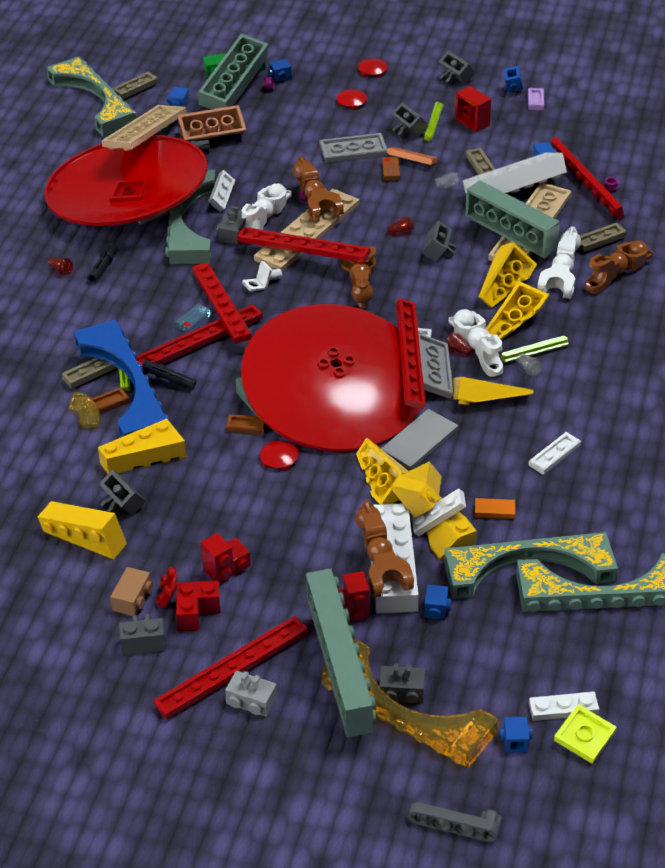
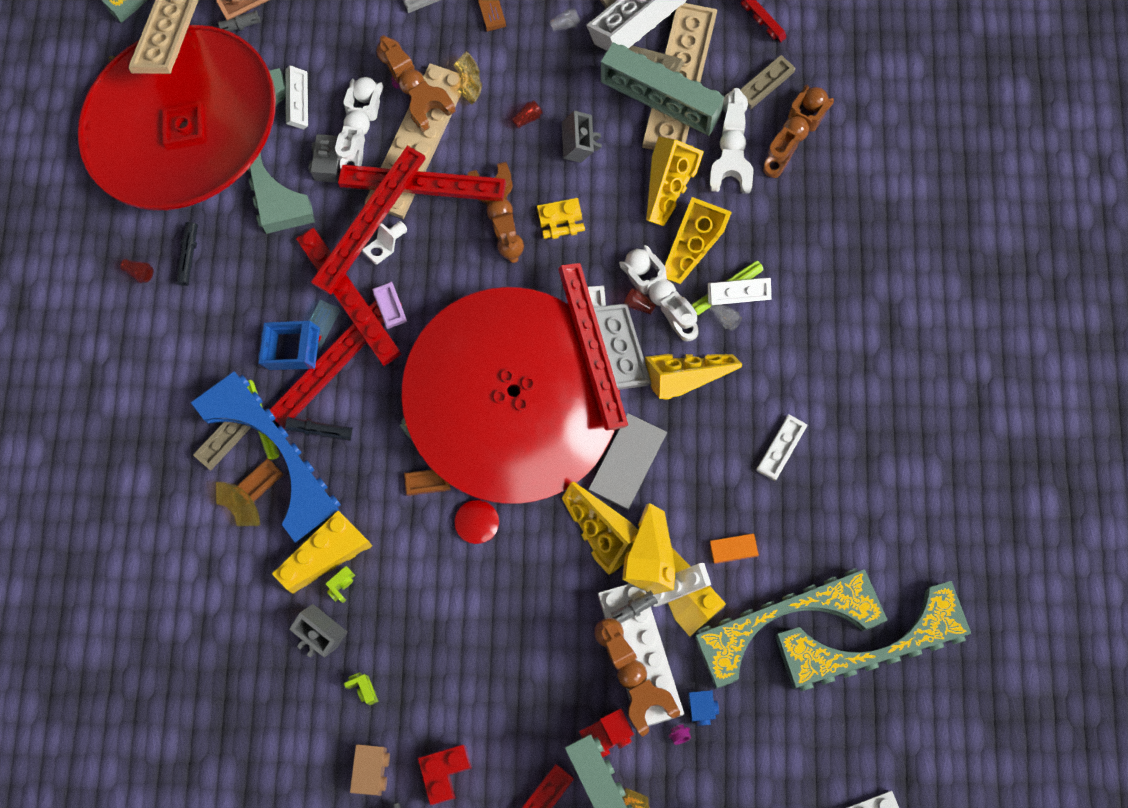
camera: 10 degrees left, 30 degrees up
(84, 527) = (287, 692): yellow wedge -> none
(144, 534) = (366, 690): none -> lime bracket
(151, 468) = (340, 580): none -> lime bracket
(168, 583) = (409, 761): red dish -> none
(176, 313) = (307, 346): none -> blue window
(223, 558) = (460, 701): red brick -> none
(252, 255) = (368, 220): none -> red plate
(252, 311) = (389, 305): none -> lavender tile
(361, 199) = (470, 82): none -> clear yellow tile
(398, 512) = (634, 607): none -> dark grey pin
(409, 288) = (560, 213): none -> yellow plate
(411, 623) = (680, 734): none -> magenta plate
(544, 348) = (739, 291): none -> white plate

